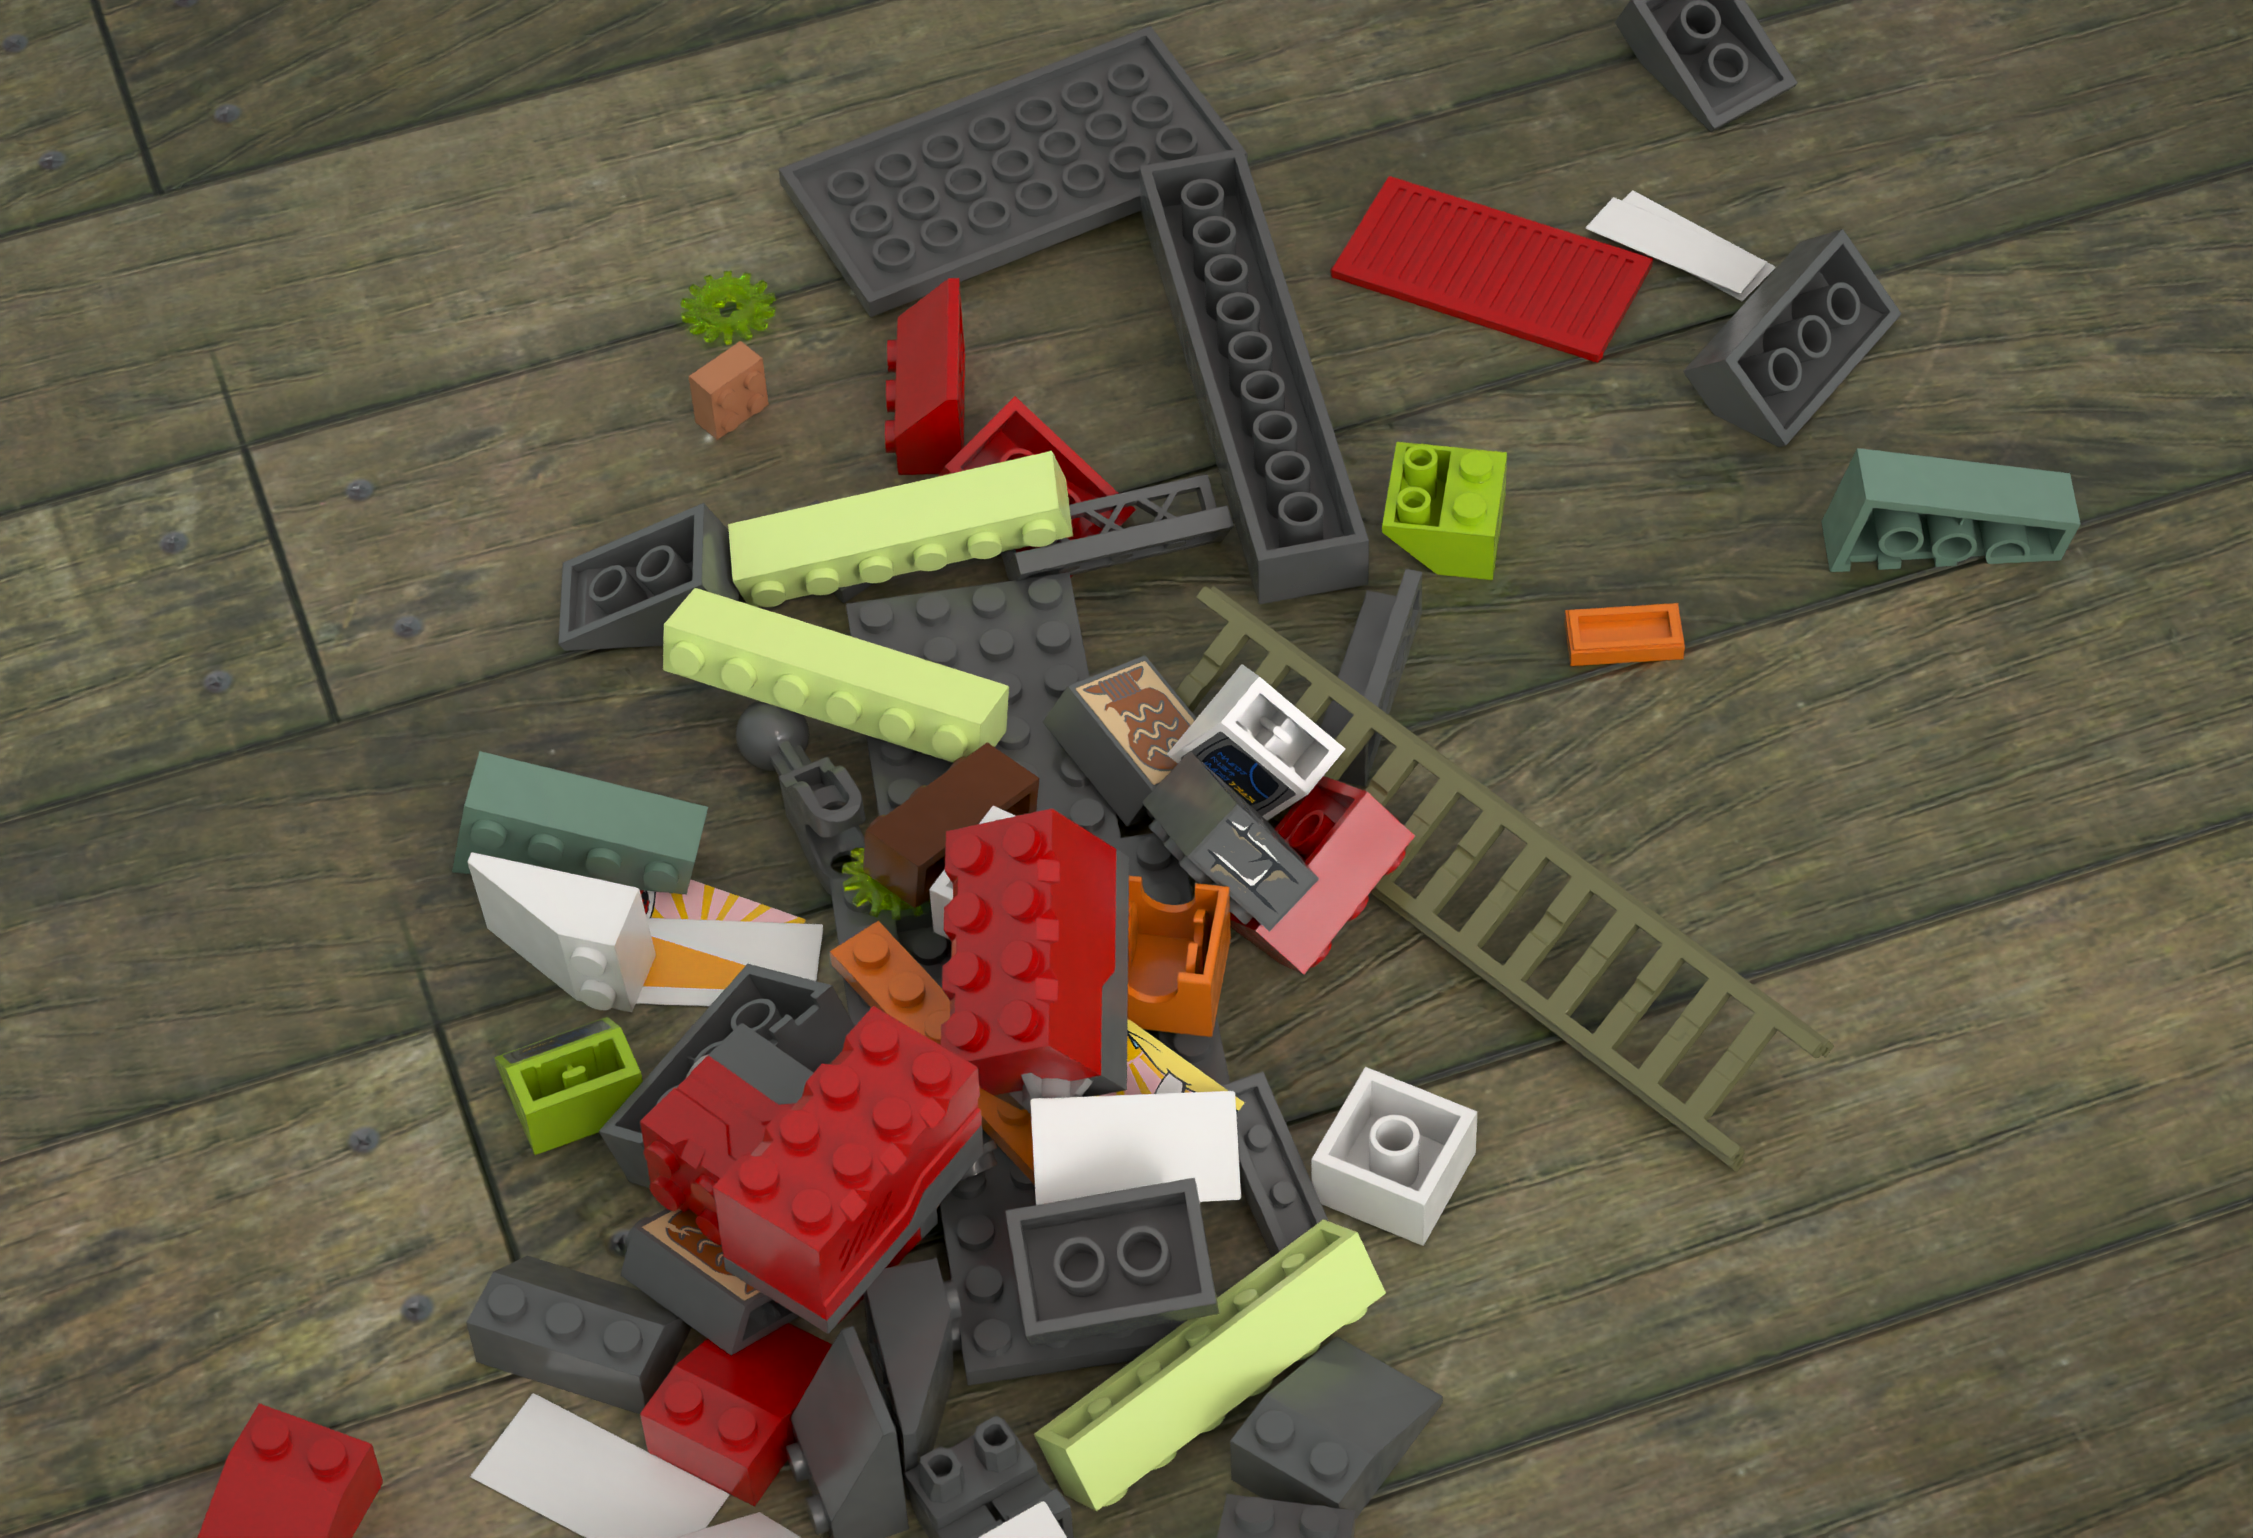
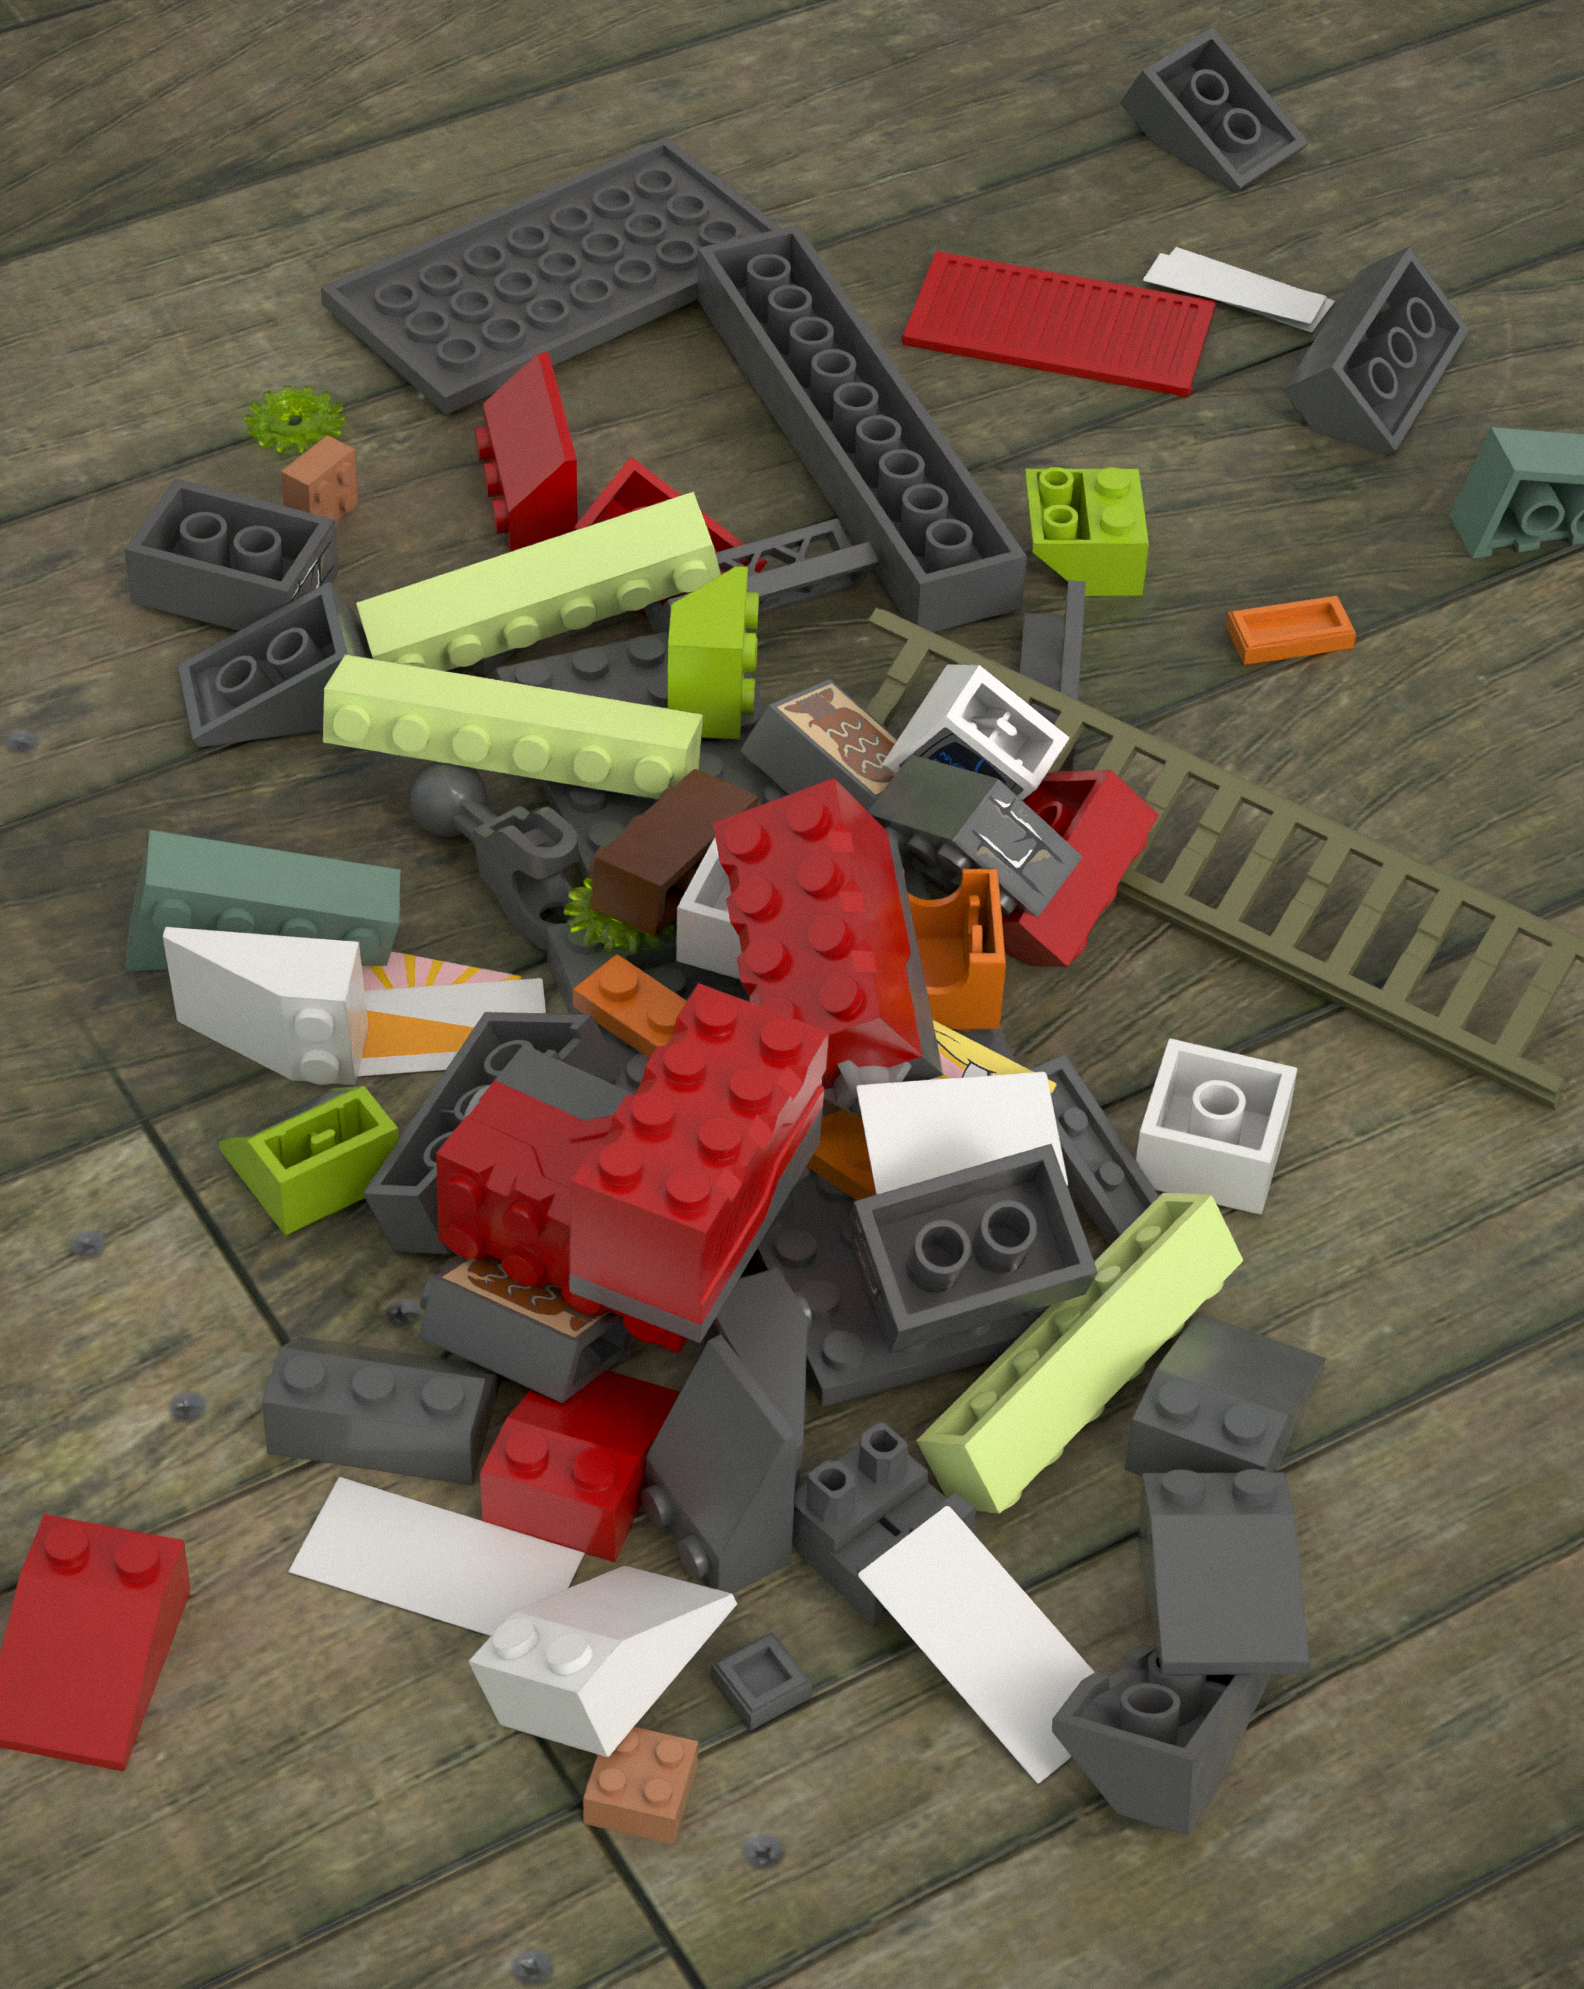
camera: 15 degrees left, 5 degrees down
(626, 458) = (227, 555): none -> dark grey brick
(1031, 624) = (713, 652): none -> lime slope

